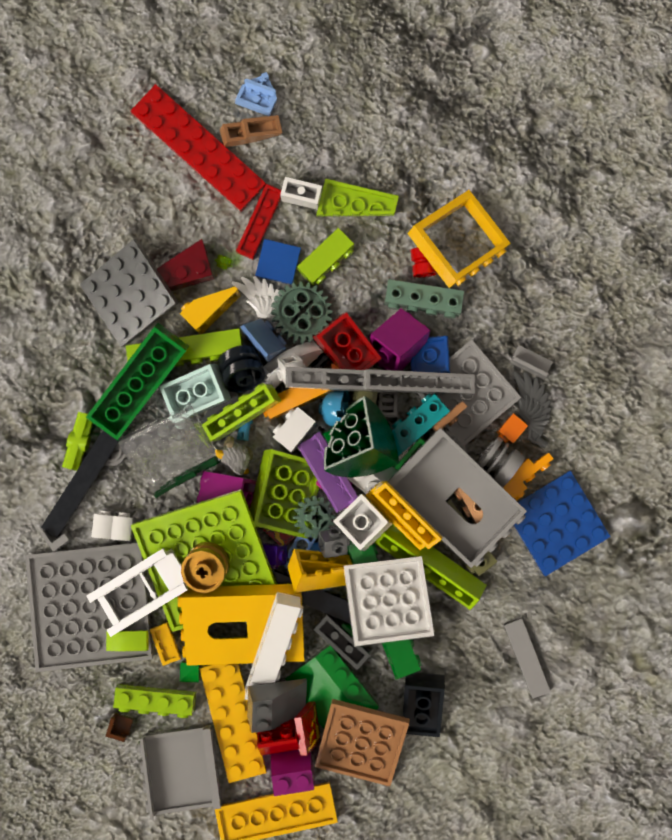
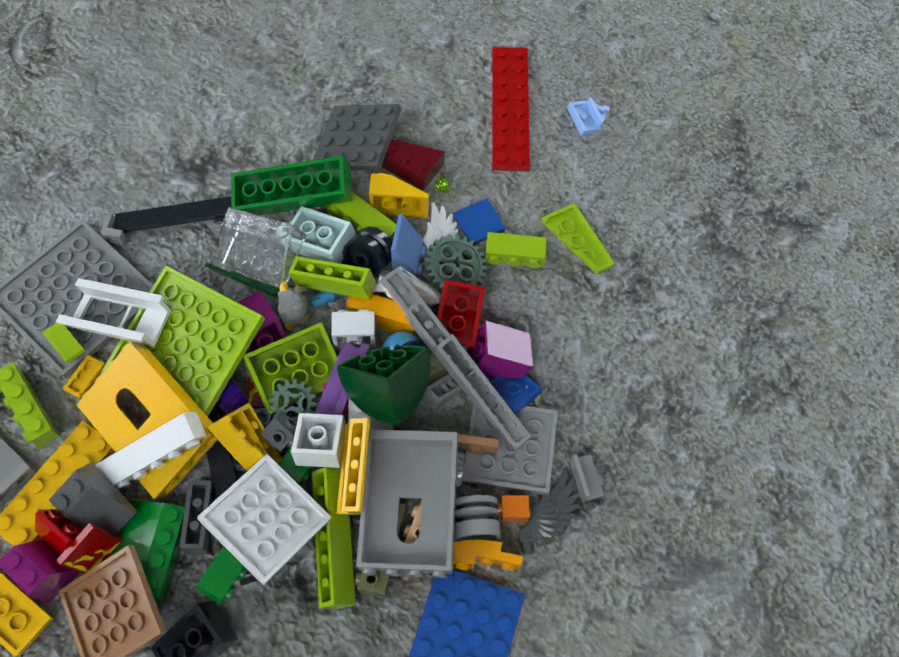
camera: 45 degrees right, 20 degrees down
(78, 442) = (207, 189): lime piece -> none
(112, 526) = (155, 259): white brick -> none
(189, 673) = (73, 417): green slope -> none
(205, 567) = (173, 342): pearl gold wheel -> none
(250, 130) = (557, 128): medium nougat slope -> none
(259, 222) = (497, 186): red tile -> none
(301, 193) = (546, 192): white brick -> none
(419, 421) = (449, 419): teal brick -> none
(422, 267) = (584, 320): red wheel -> none
(424, 298) = (555, 347): sand green brick -> none
(436, 258) = (635, 302): yellow window -> none

